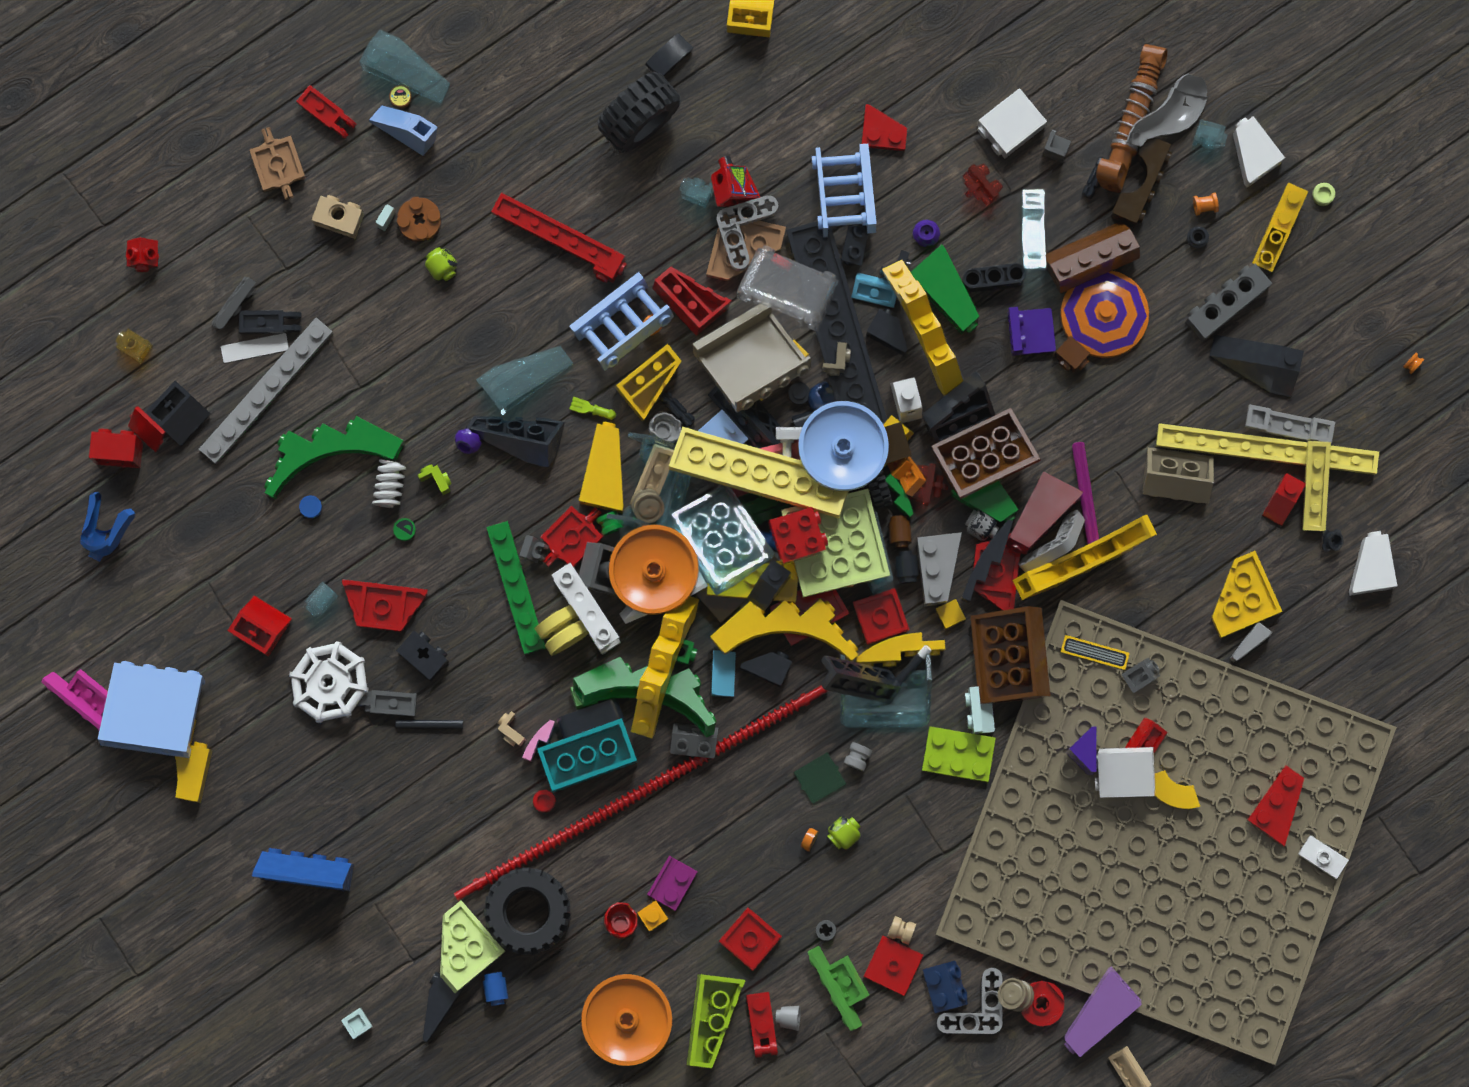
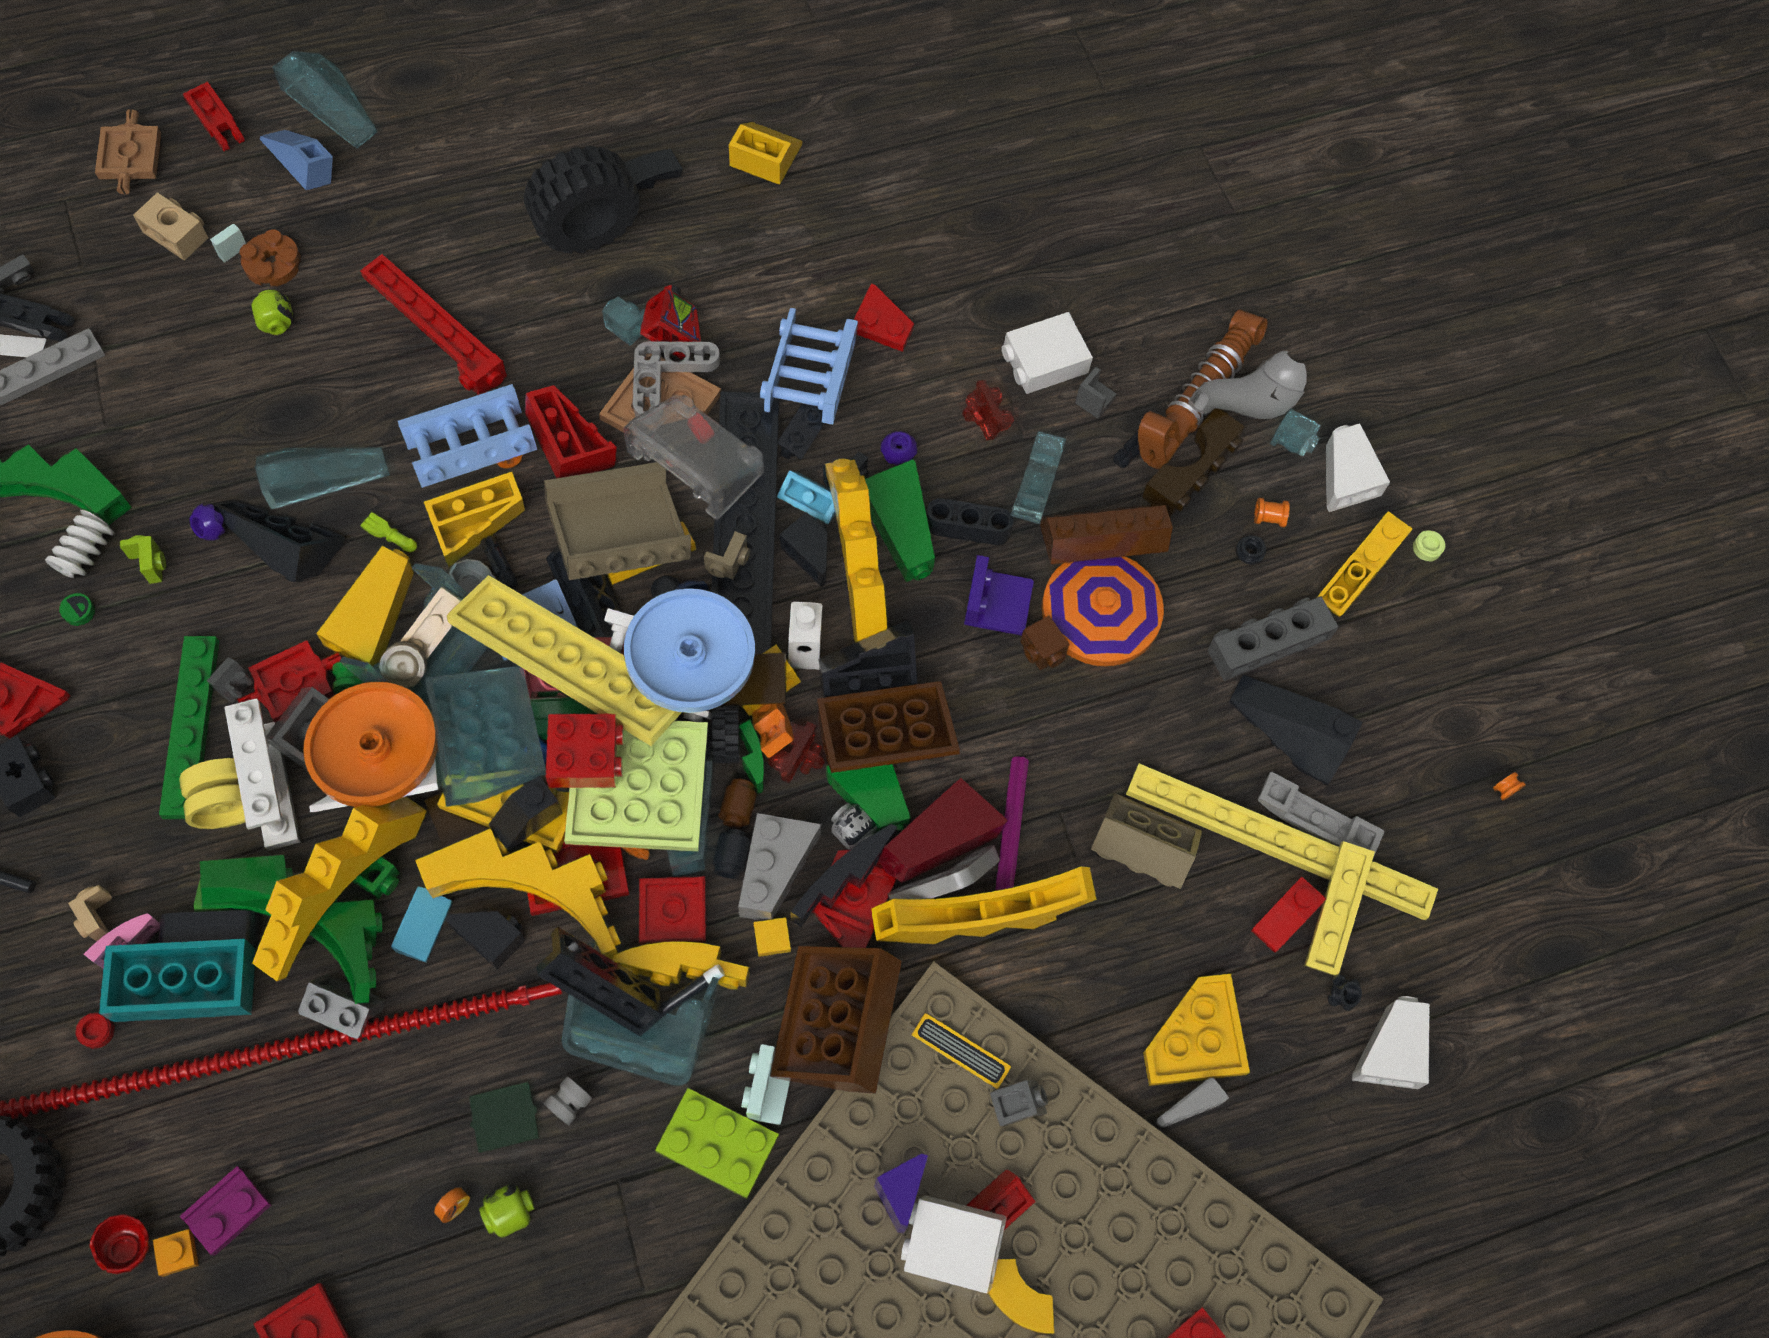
camera: 10 degrees right, 15 degrees down
(400, 96) = (311, 125): tile -> none

